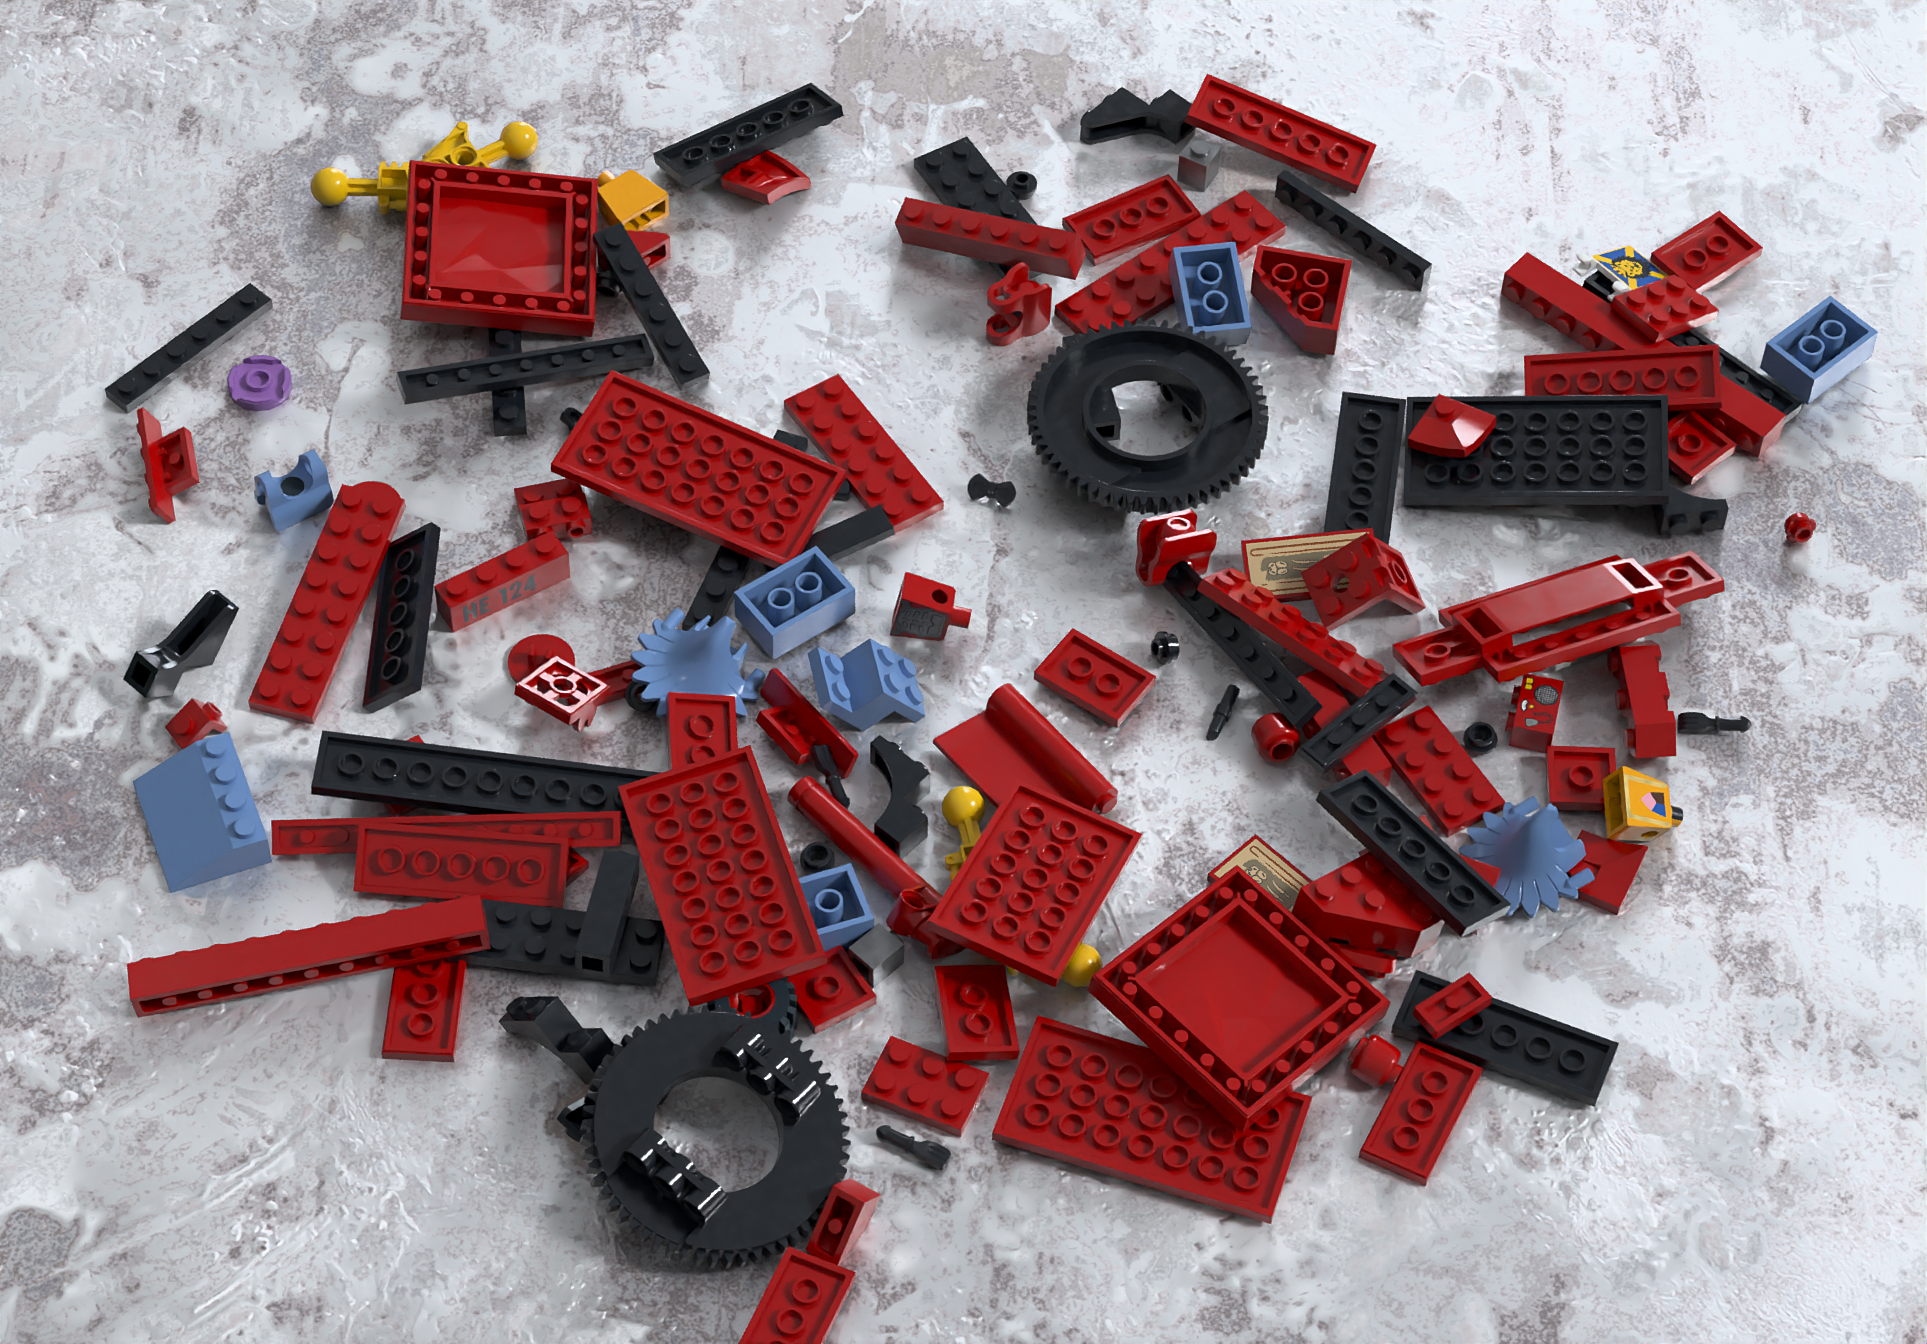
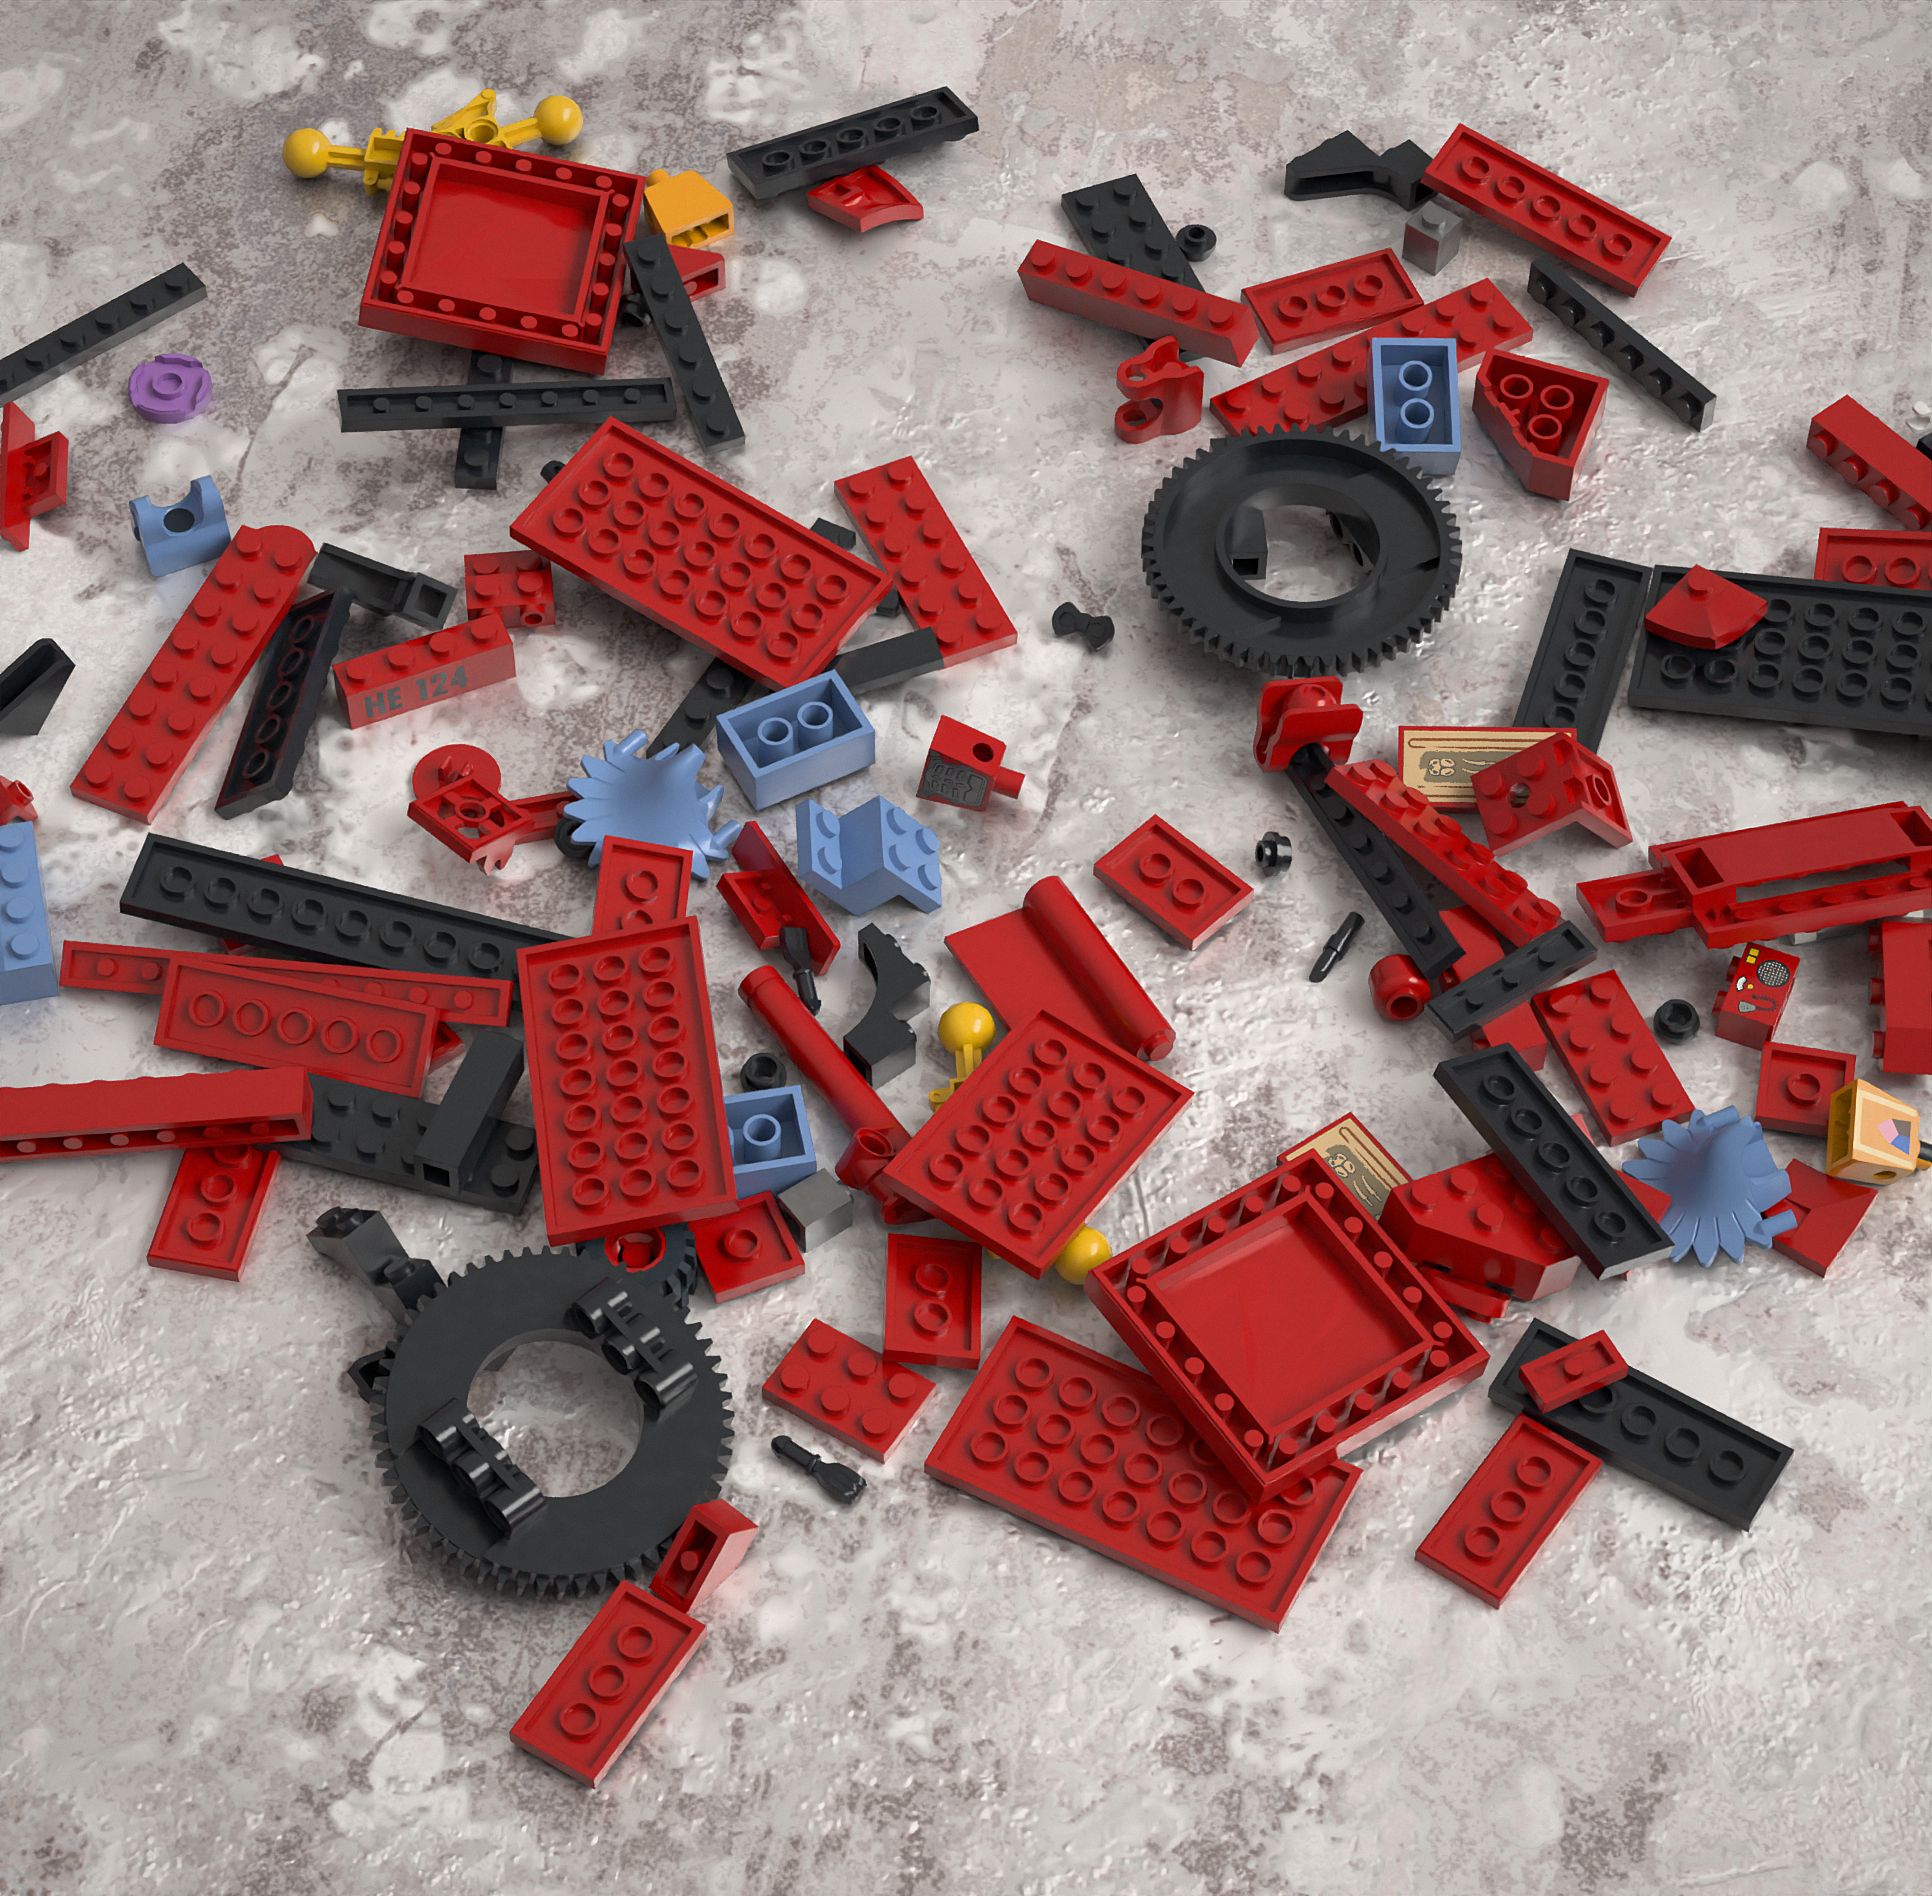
camera: 10 degrees right, 0 degrees up
(462, 521) = (384, 588): none -> black arch
(1375, 1061) = (1457, 1433): red head -> none

